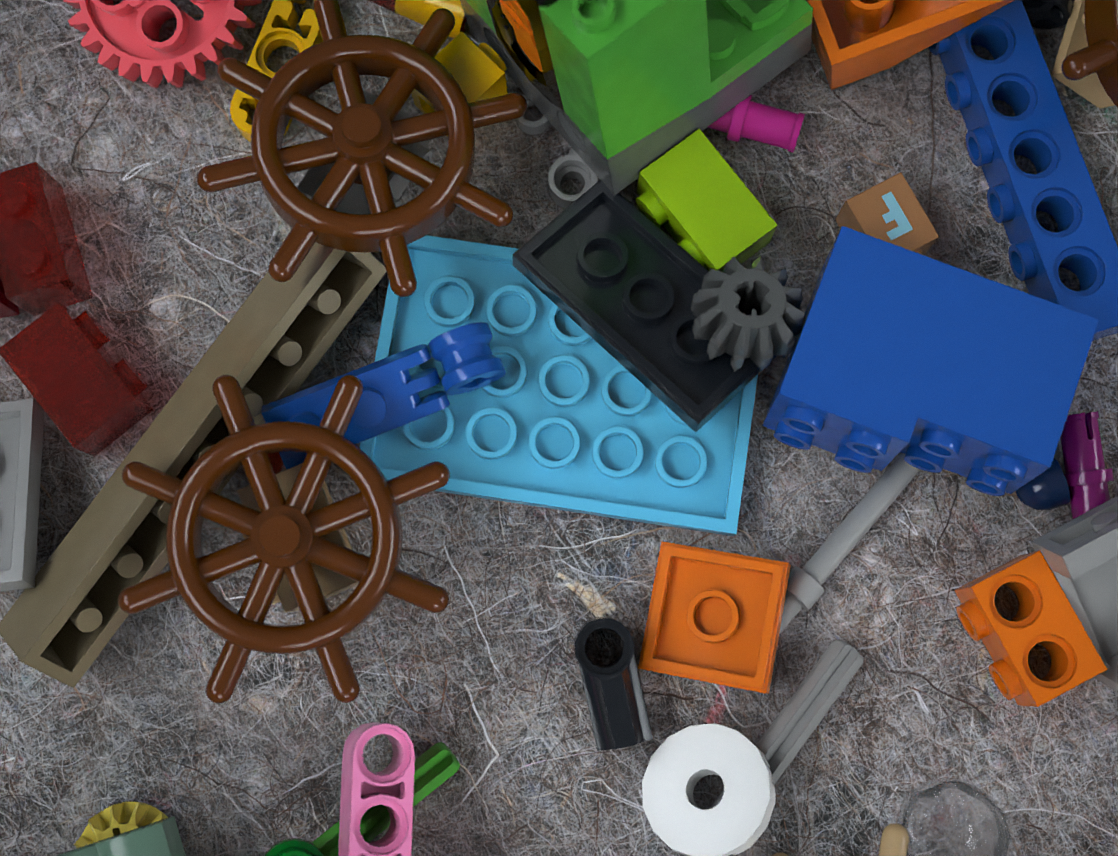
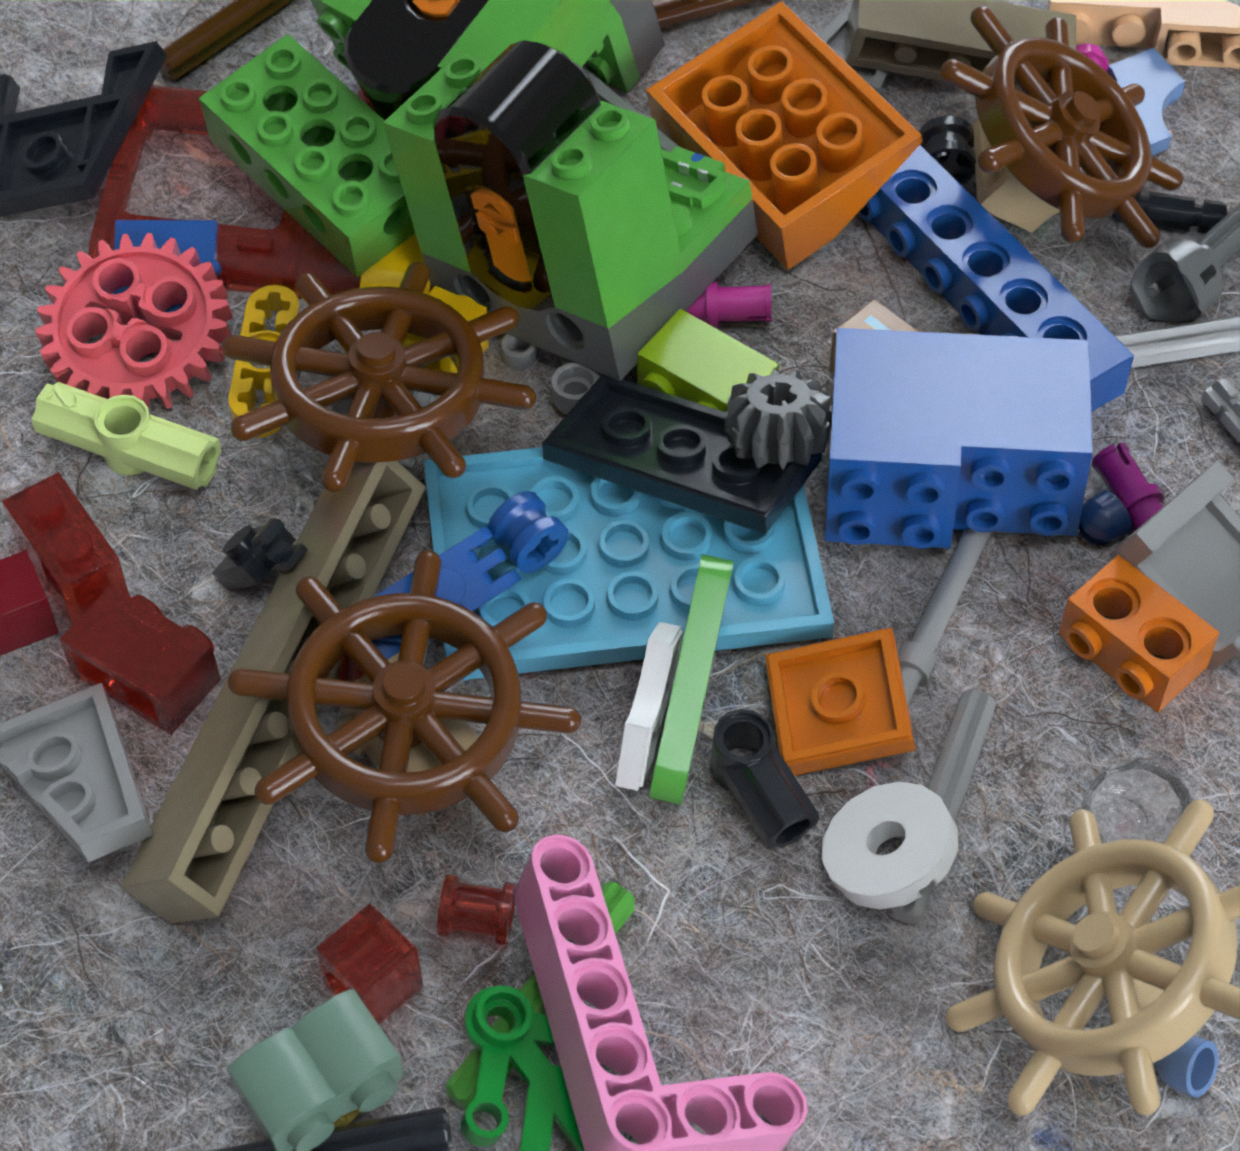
camera: 20 degrees left, 25 degrees down
(102, 97) = (126, 435): none -> yellowish green piece
(192, 781) = (373, 960): none -> clear red brick
(210, 296) = (257, 552): none -> black plate
(311, 737) = (476, 909): none -> clear red bush
(529, 579) = (649, 706): none -> white tile
(578, 562) = (691, 680): none -> bright green beam

